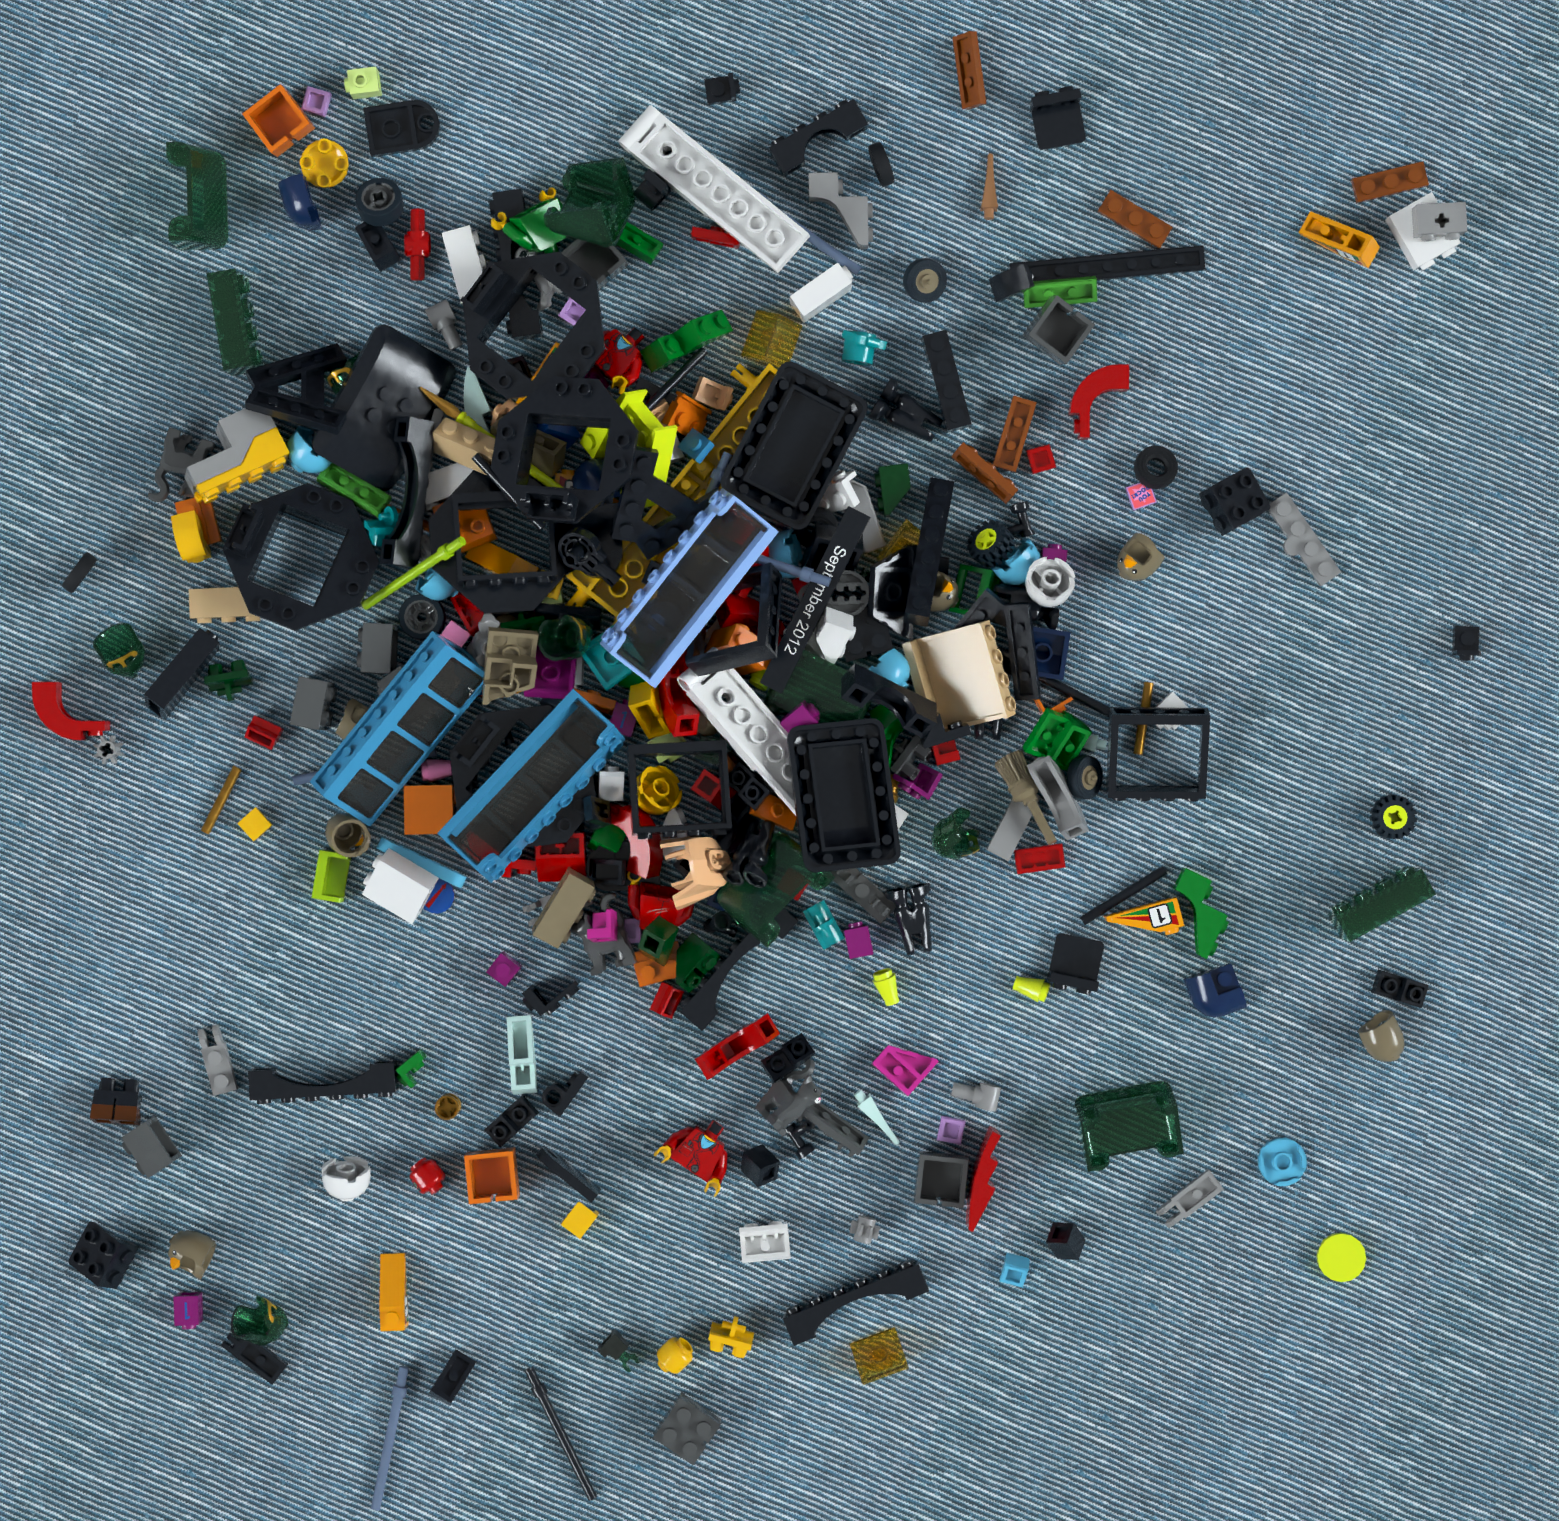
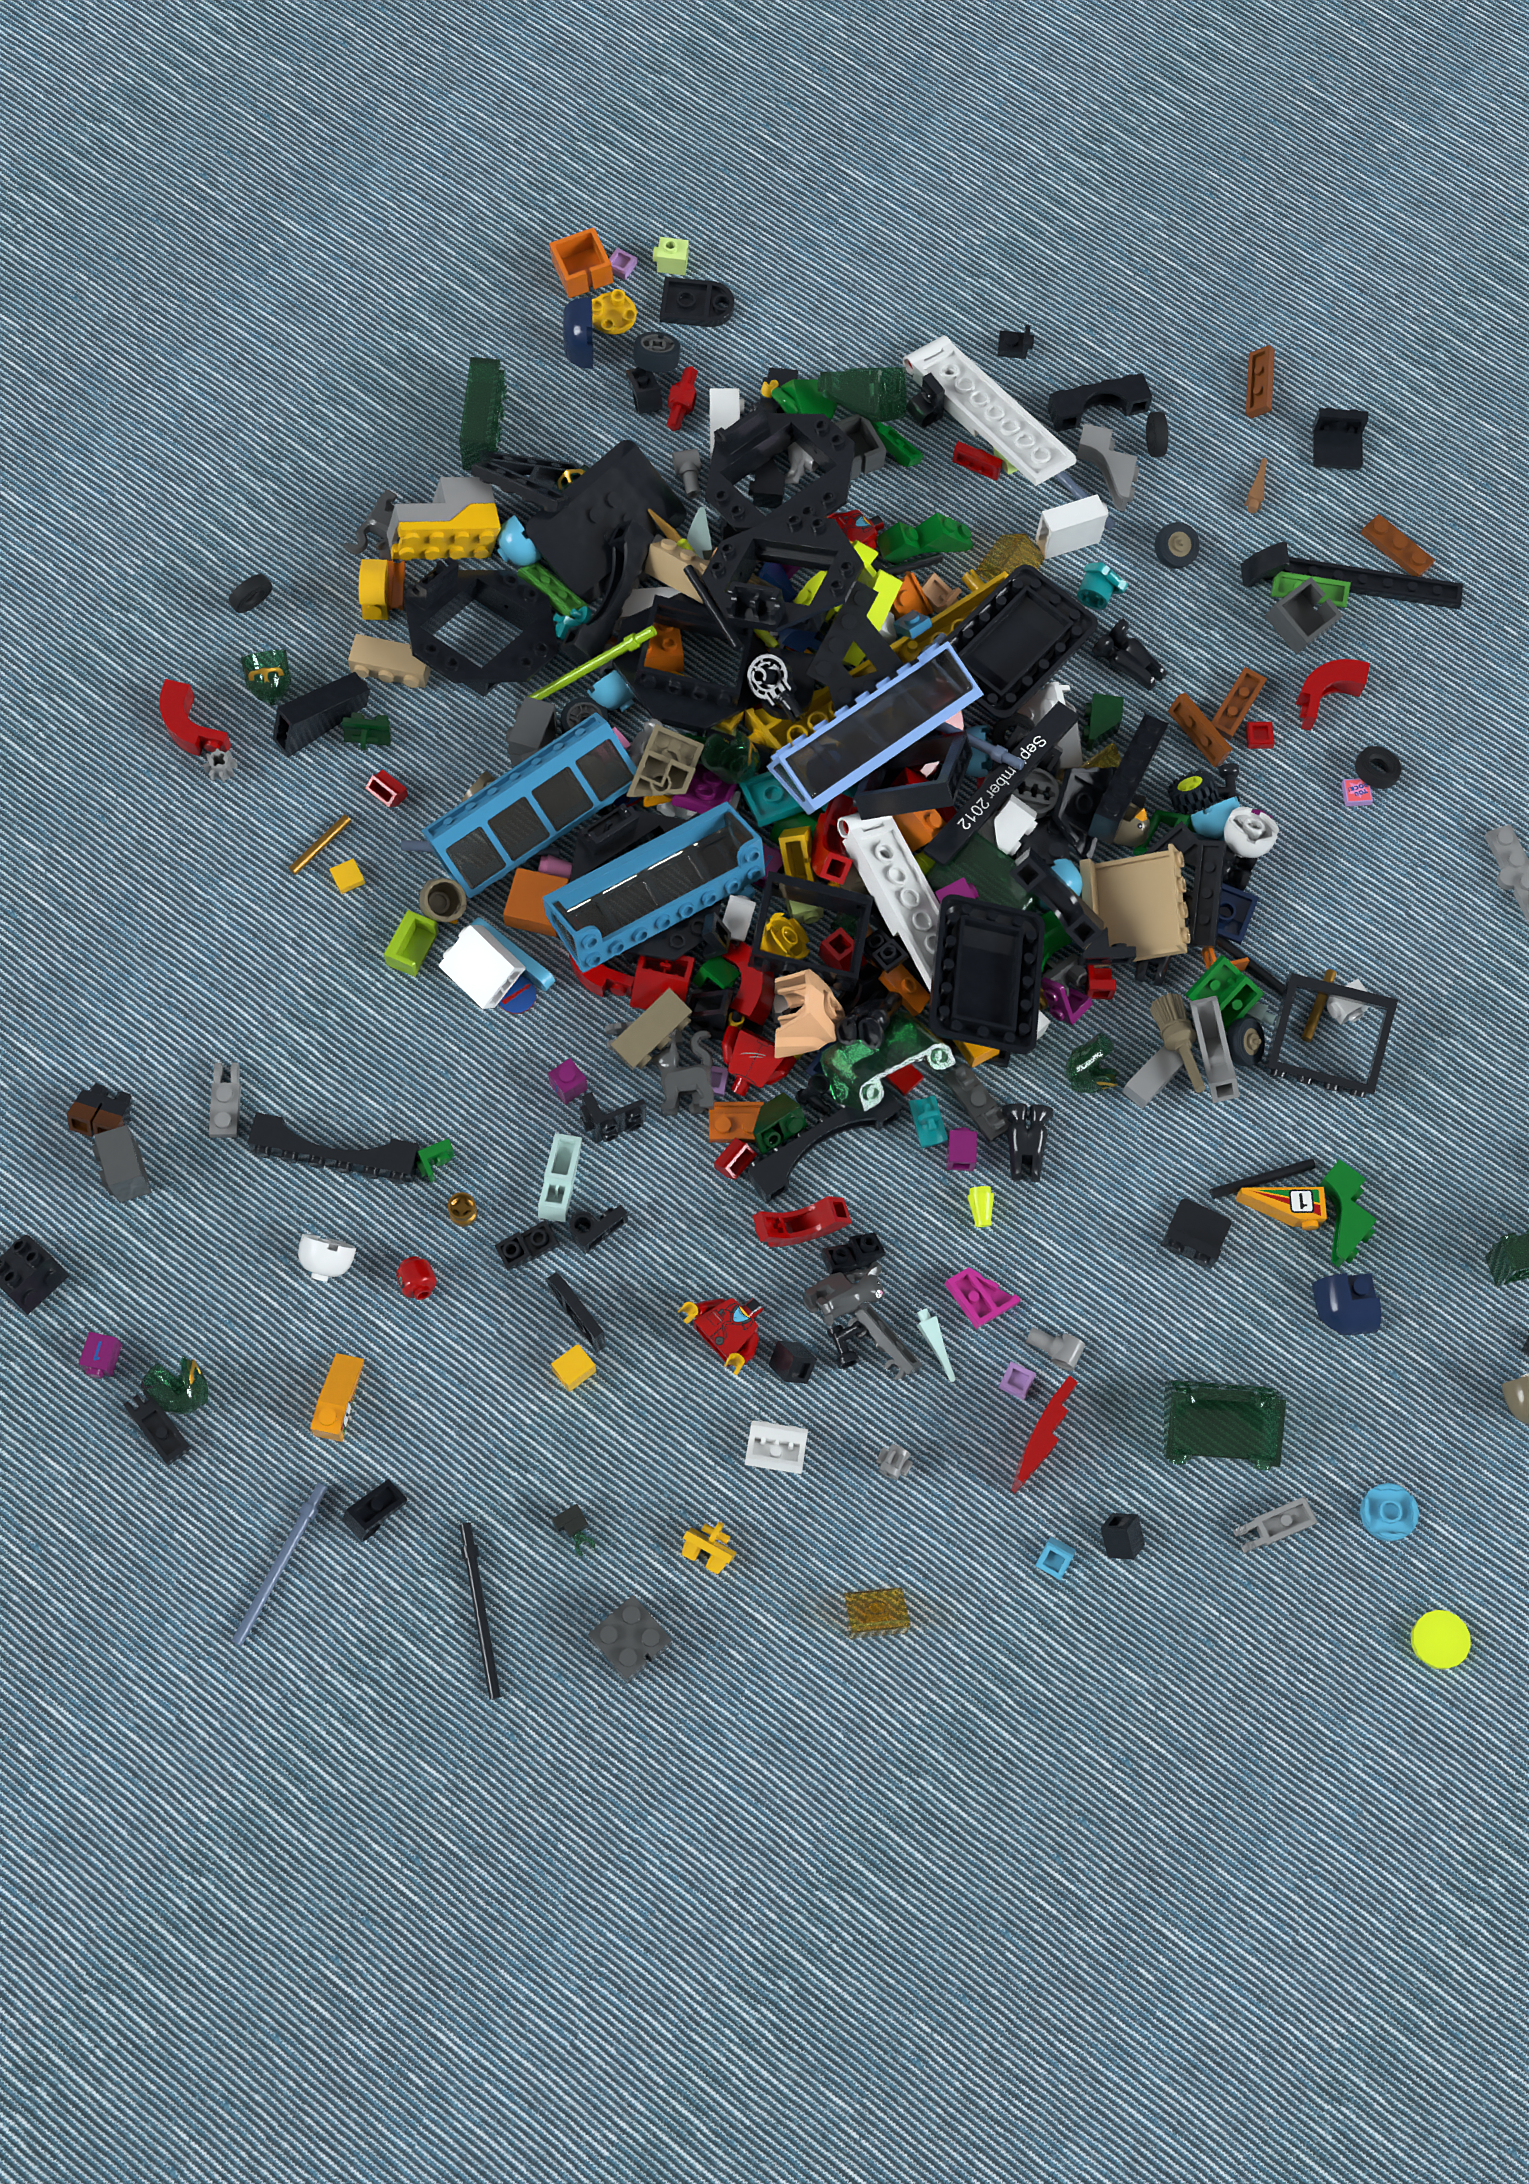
camera: 10 degrees right, 20 degrees down
(191, 1252) = (127, 1291): dark tan piece -> none
(206, 198) = (480, 324): clear green windscreen -> none
(313, 703) = (447, 768): dark grey piece -> none
(468, 613) = (633, 721): red plate -> none
(492, 1173) = (489, 1291): orange piece -> none
(604, 926) = (689, 1059): dark pink panel -> none
(658, 940) = (743, 1086): dark green slope -> none
(674, 1355) = (638, 1550): yellow head -> none
(804, 1321) = (927, 1533): black arch -> none
(941, 1177) = (995, 1425): dark grey piece -> none
(946, 380) = (1181, 651): black arch -> none
(1033, 988) = (1143, 1248): neon yellow cone -> none
(1039, 858) = (1178, 1116): red plate -> none
(1139, 558) = (1340, 846): dark tan piece -> none
(1234, 501) = (1453, 816): black bracket -> none

